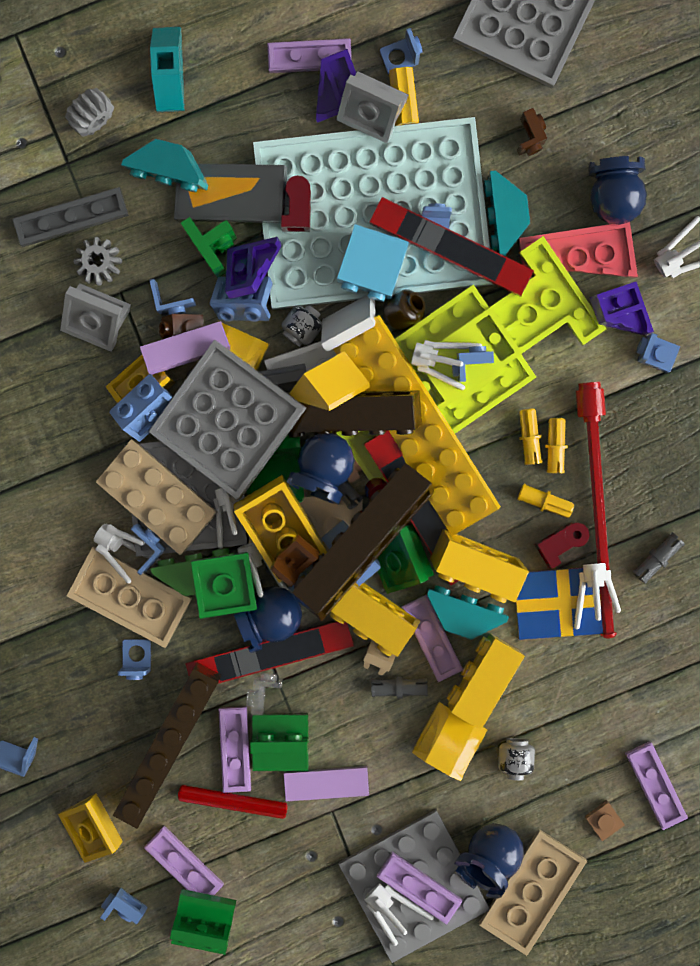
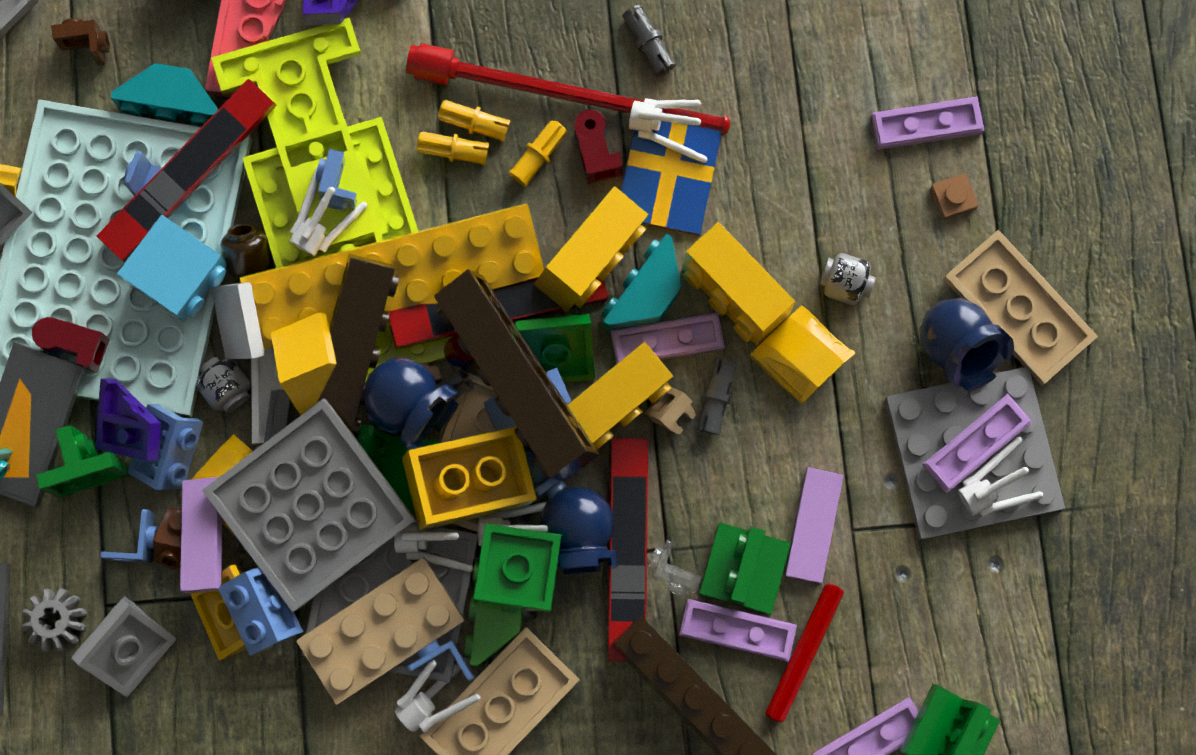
camera: 75 degrees left, 10 degrees down
(136, 669) = (597, 725): medium blue bracket -> none
(294, 560) = (511, 466): reddish brown bracket -> none

